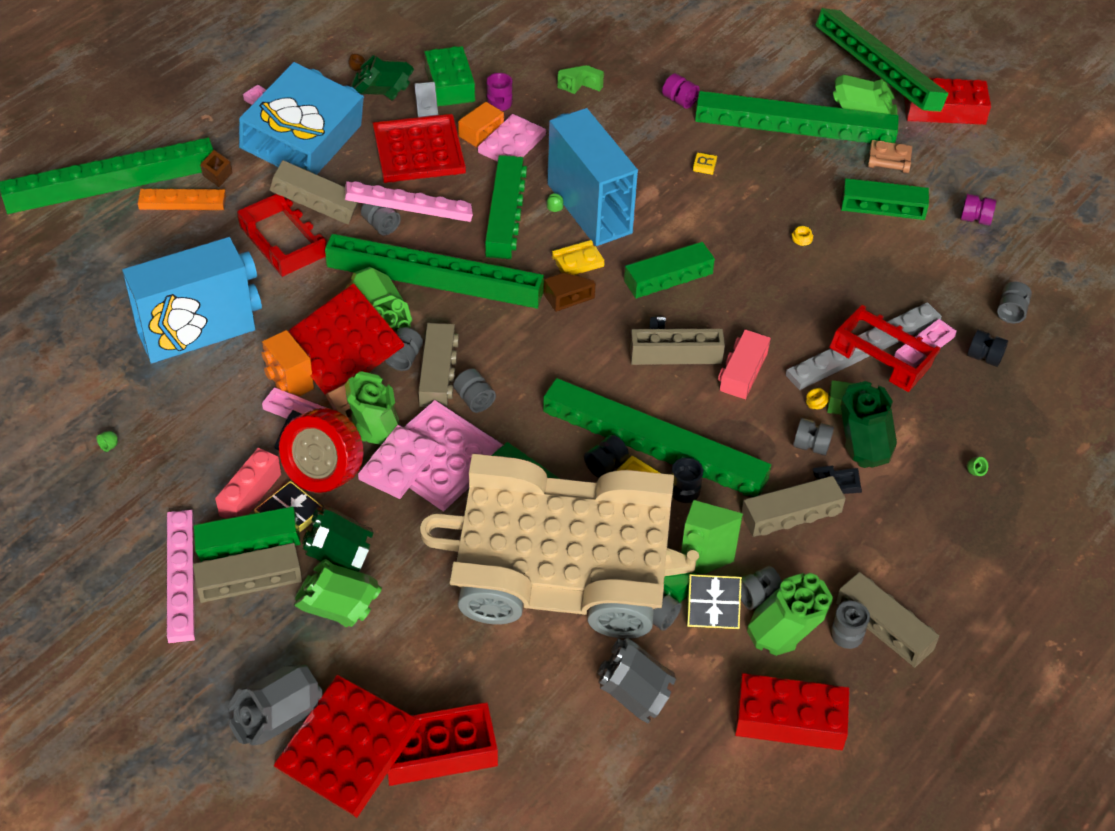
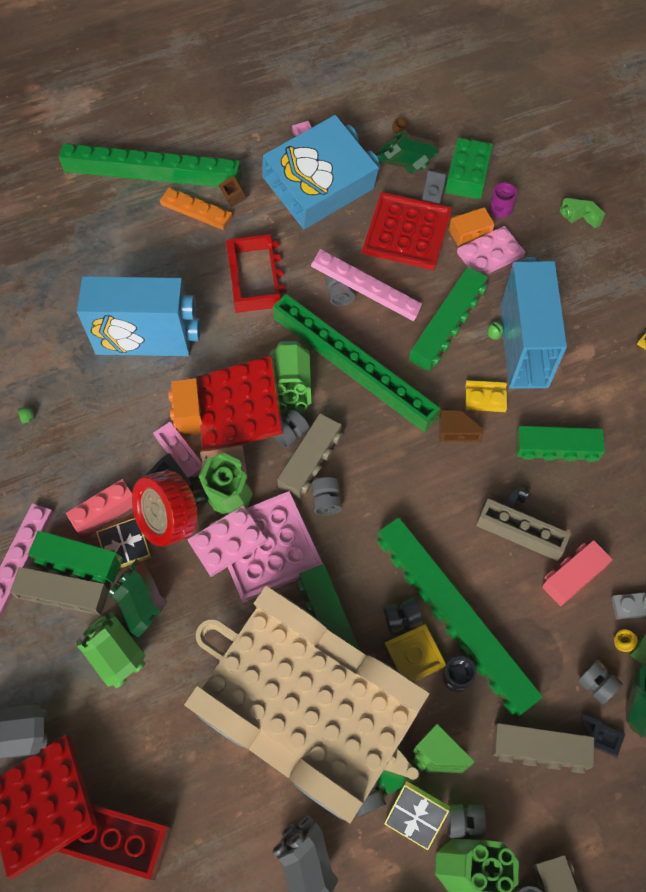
camera: 30 degrees right, 15 degrees up
(313, 192) = (292, 243): dark tan brick -> none

